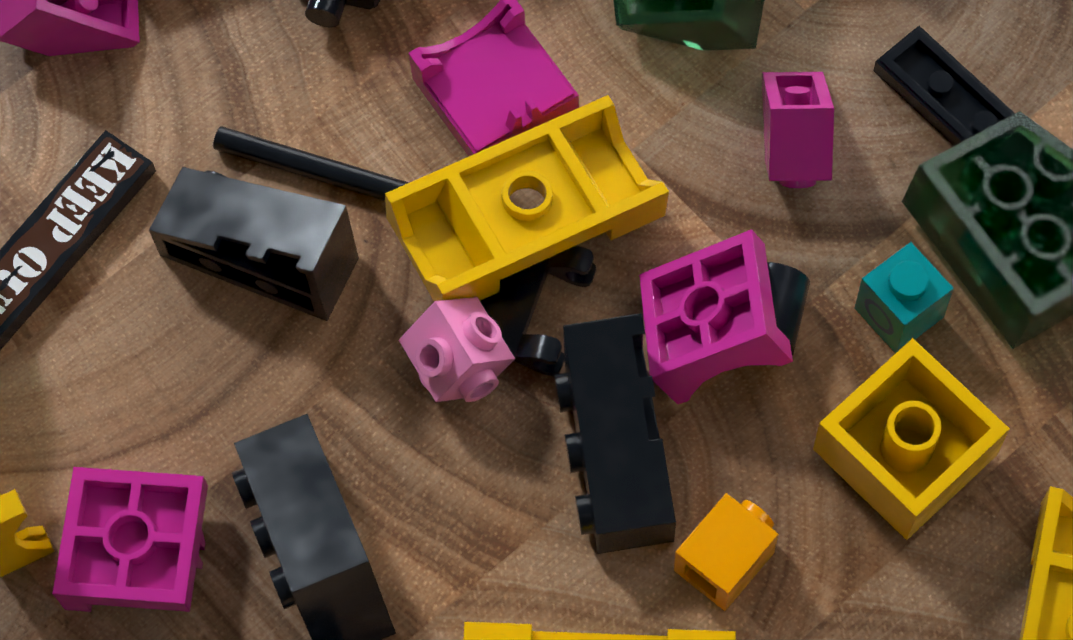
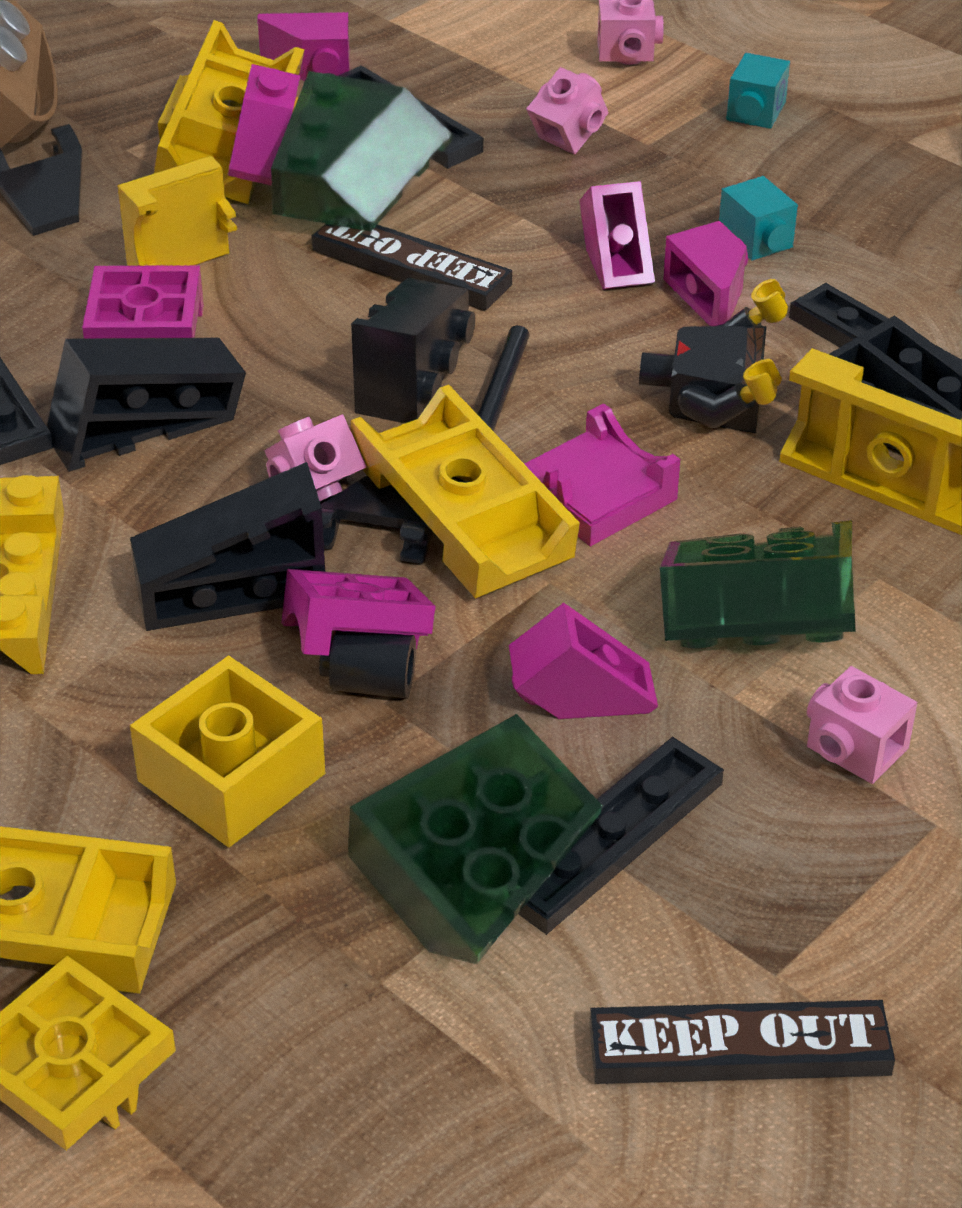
camera: 80 degrees right, 25 degrees down
(726, 550) = (122, 641): light orange brick -> none
(903, 297) = (386, 743): teal brick -> none

